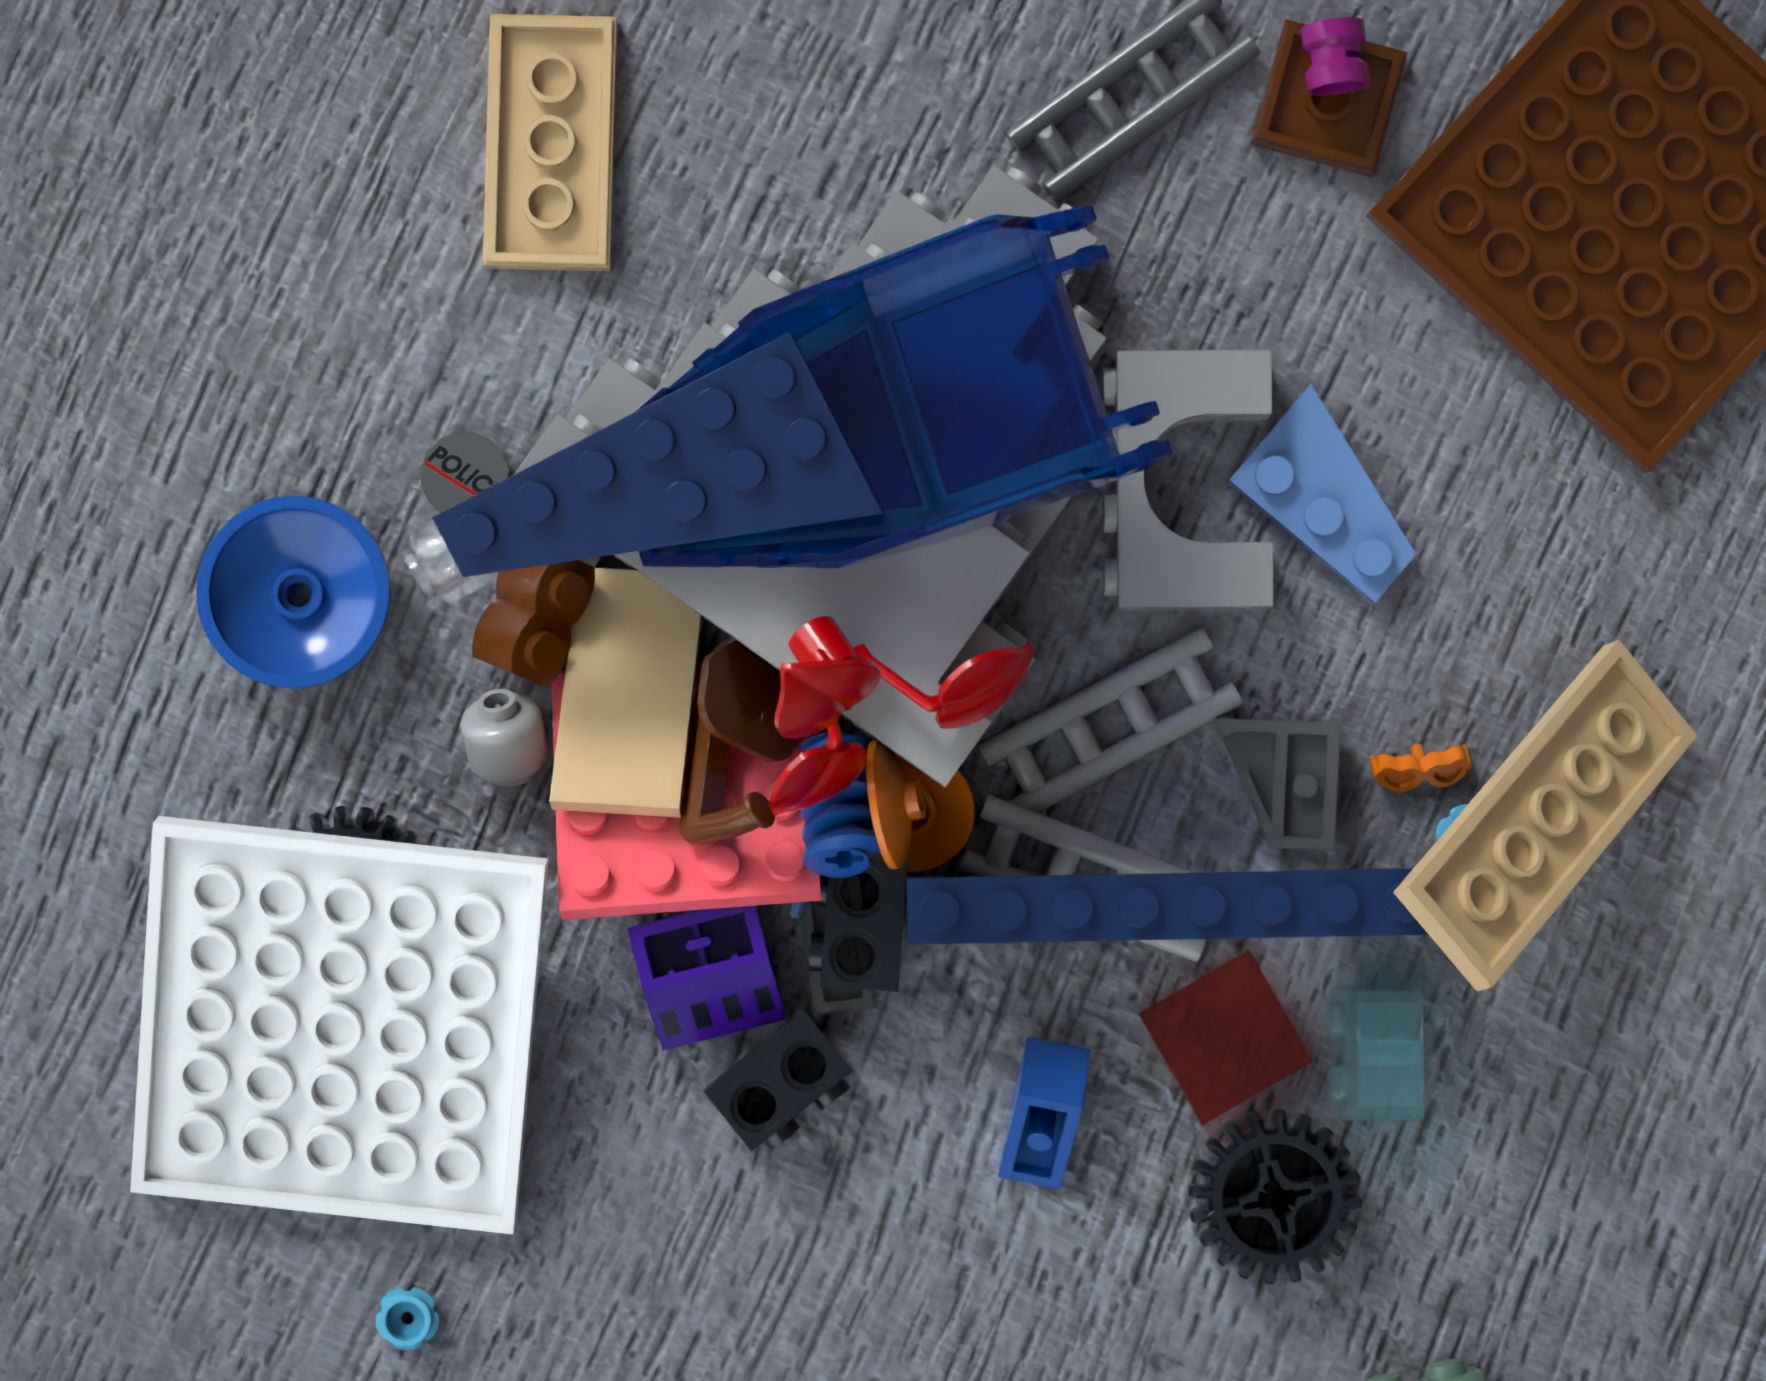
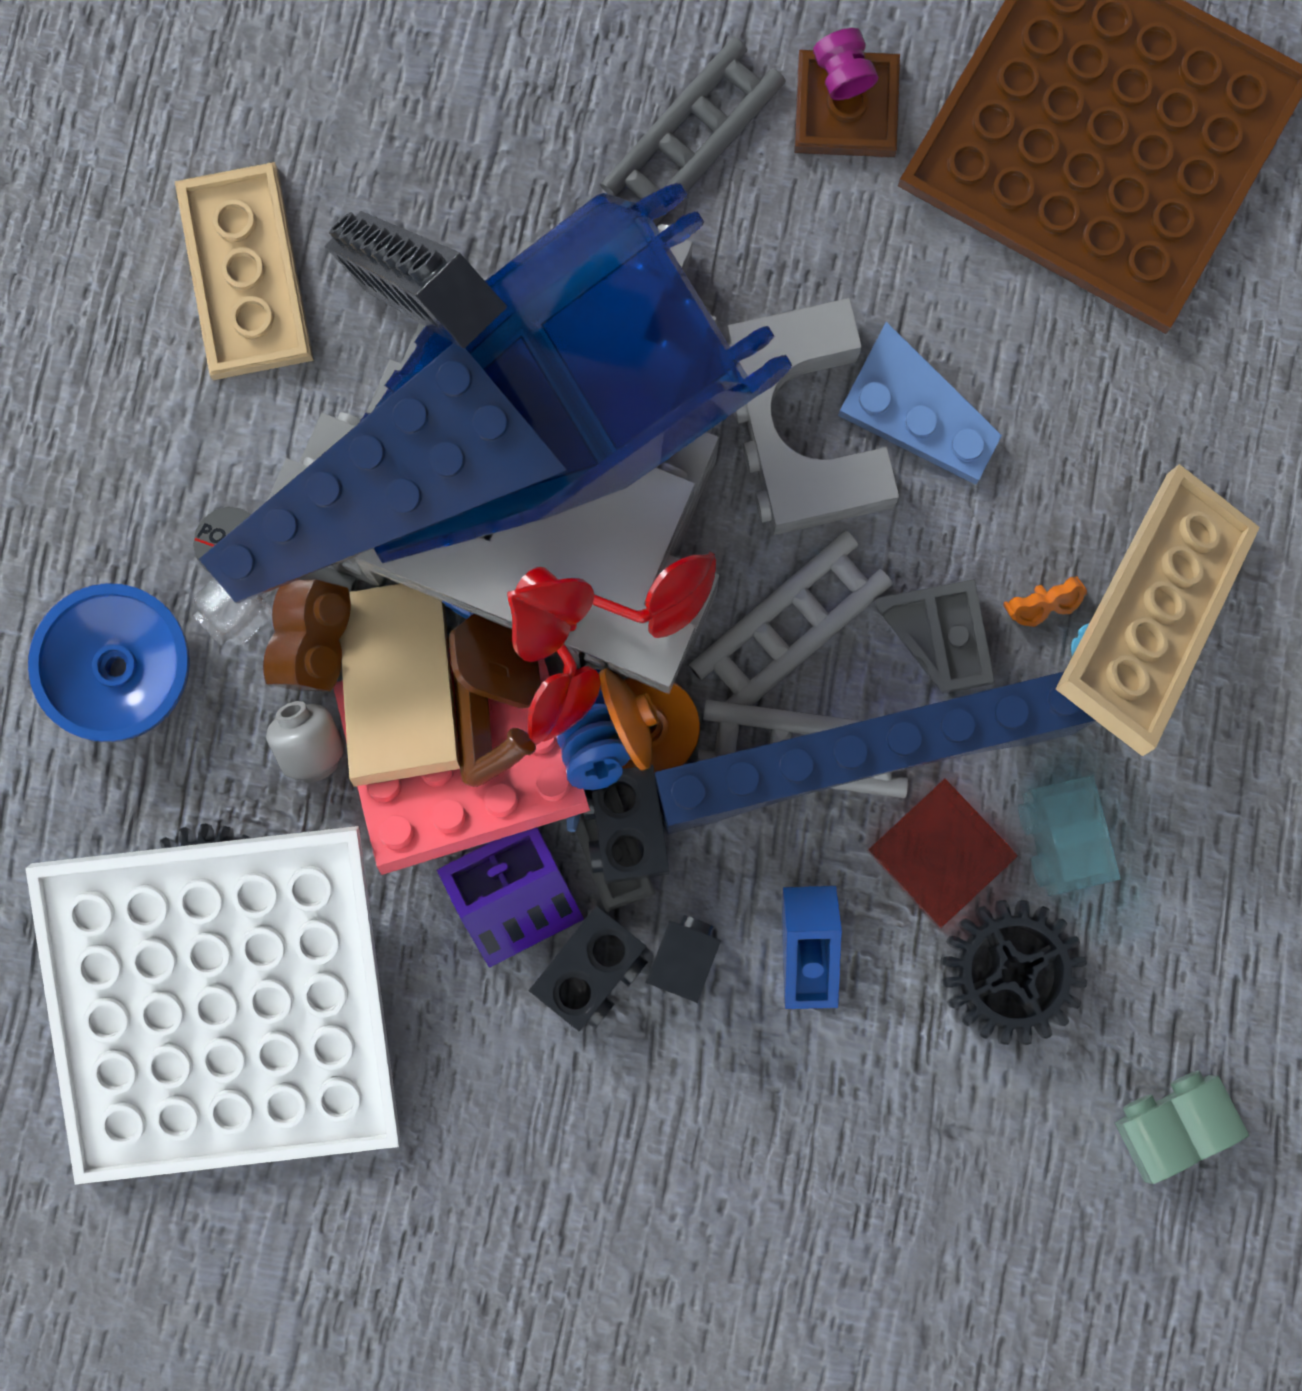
camera: 15 degrees left, 5 degrees down
(390, 1322) = (321, 1251): medium azure plate -> none
(753, 240) = (415, 276): none -> black brick
(892, 1096) = (684, 958): none -> black brick

